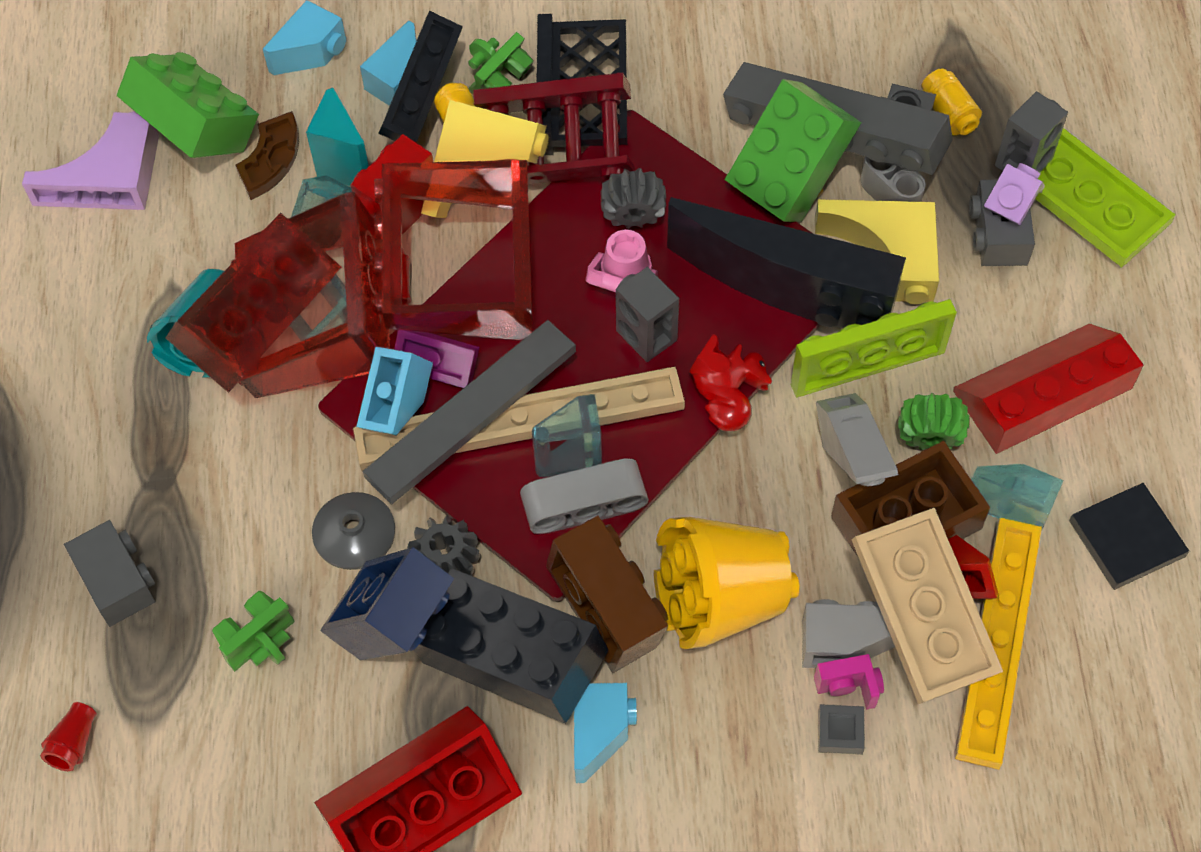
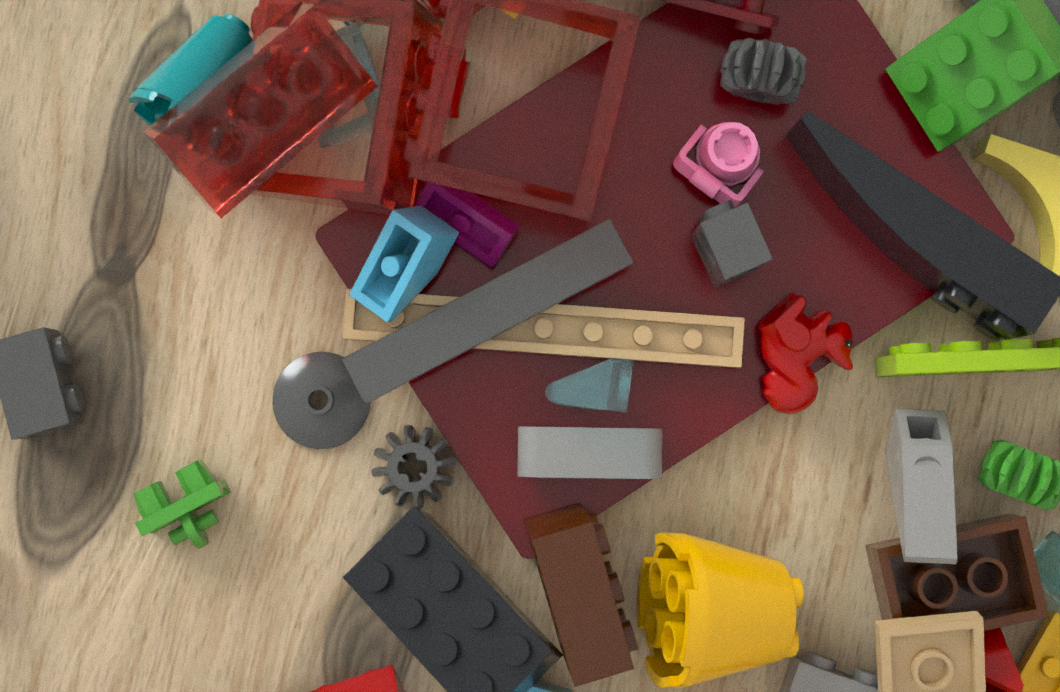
camera: 20 degrees right, 25 degrees up
(388, 605) = (328, 544): dark blue brick -> none

